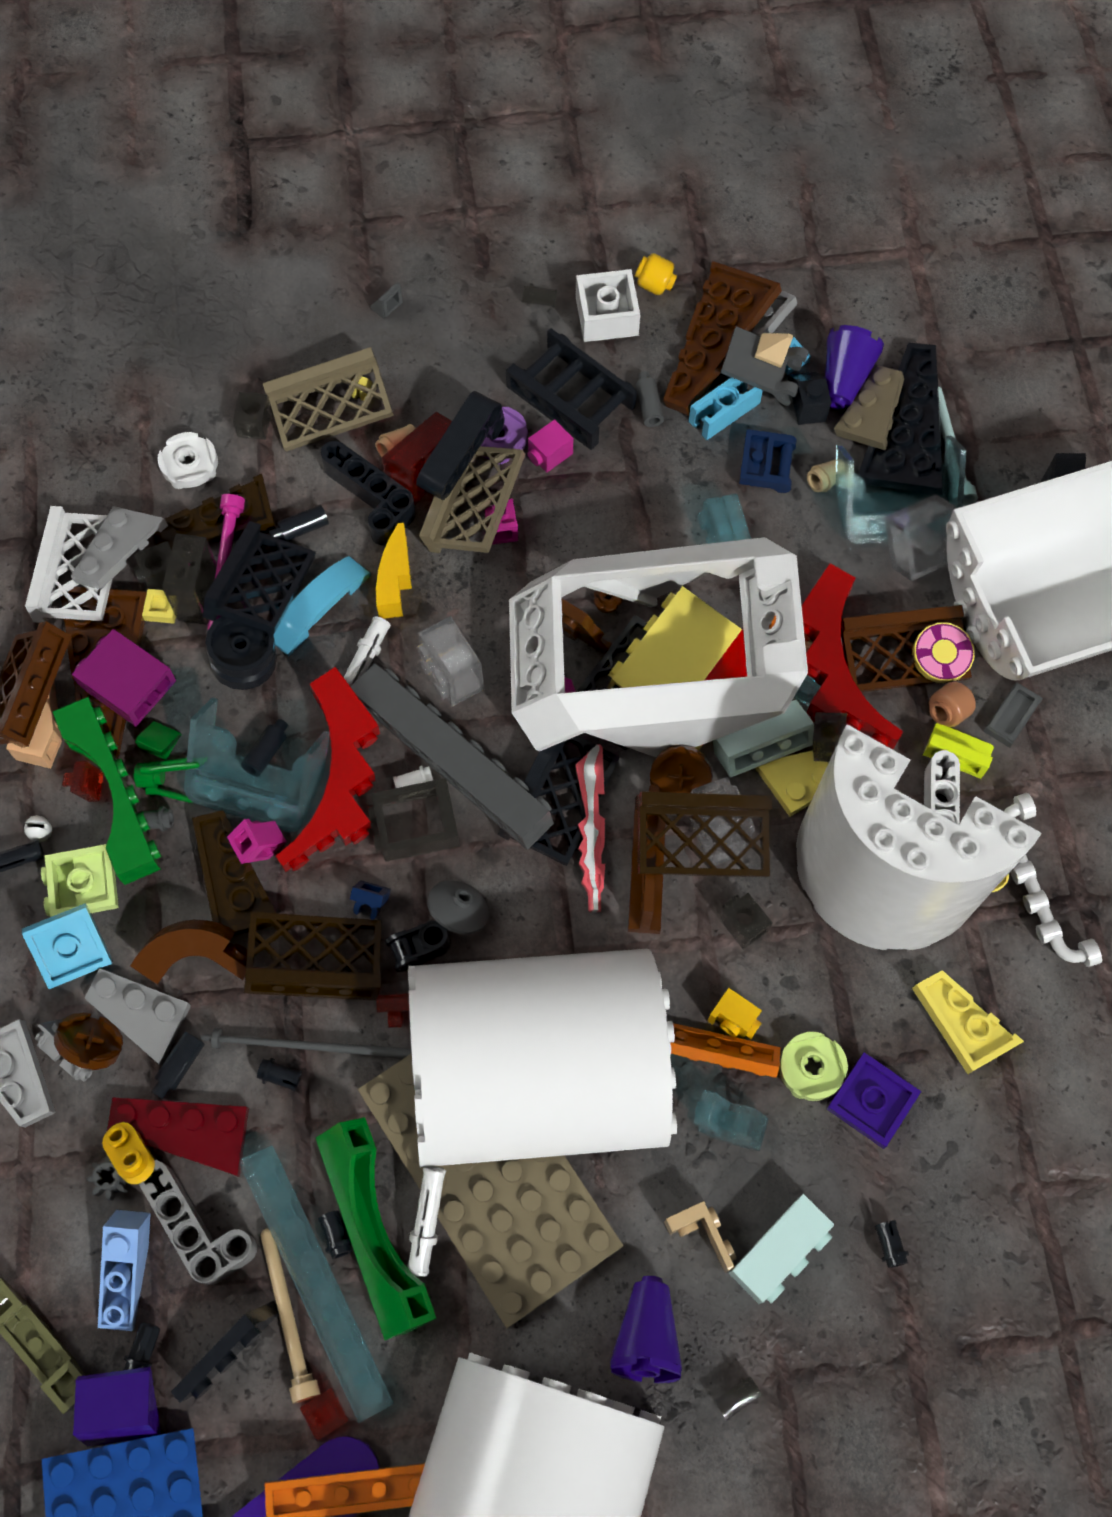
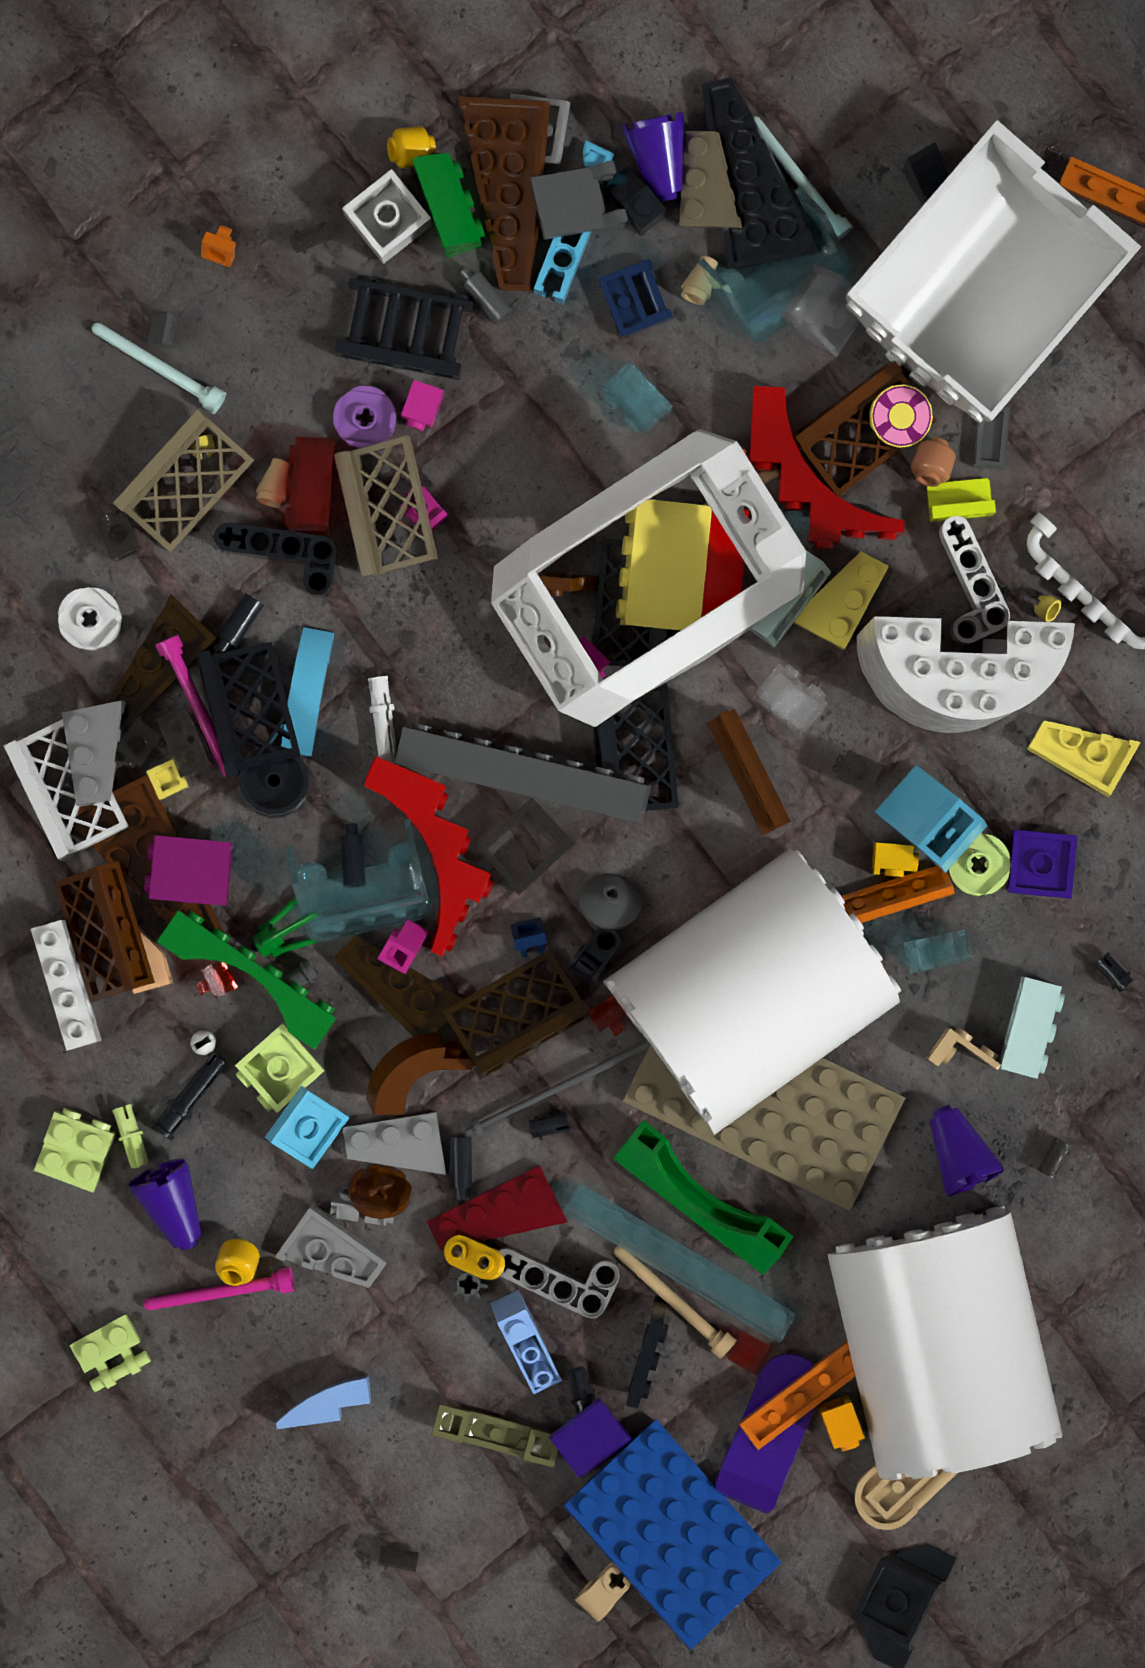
camera: 30 degrees left, 20 degrees up
(158, 740) = (252, 902): green slope -> none
(335, 1234) = (673, 1220): black pin -> none
(390, 360) = (210, 397): none -> light aqua piece
(393, 574) = (359, 624): yellow slope -> none
(414, 777) = (500, 810): white pin -> none
(423, 1235) = (745, 1181): white pin -> none
(450, 661) = (468, 685): clear brick -> none
(466, 267) = (219, 247): none -> orange tile
(474, 422) = (348, 469): black beam -> none
(592, 827) = (656, 722): coral sword -> none
(659, 320) = (448, 203): none -> green slope
(680, 769) = (732, 673): reddish brown tile -> none
(697, 806) = (776, 709): dark brown fence -> none
(773, 348) = (579, 182): tan slope -> none
(793, 998) = (931, 818): none -> medium azure slope
(826, 734) = (834, 554): clear smoke brick -> none

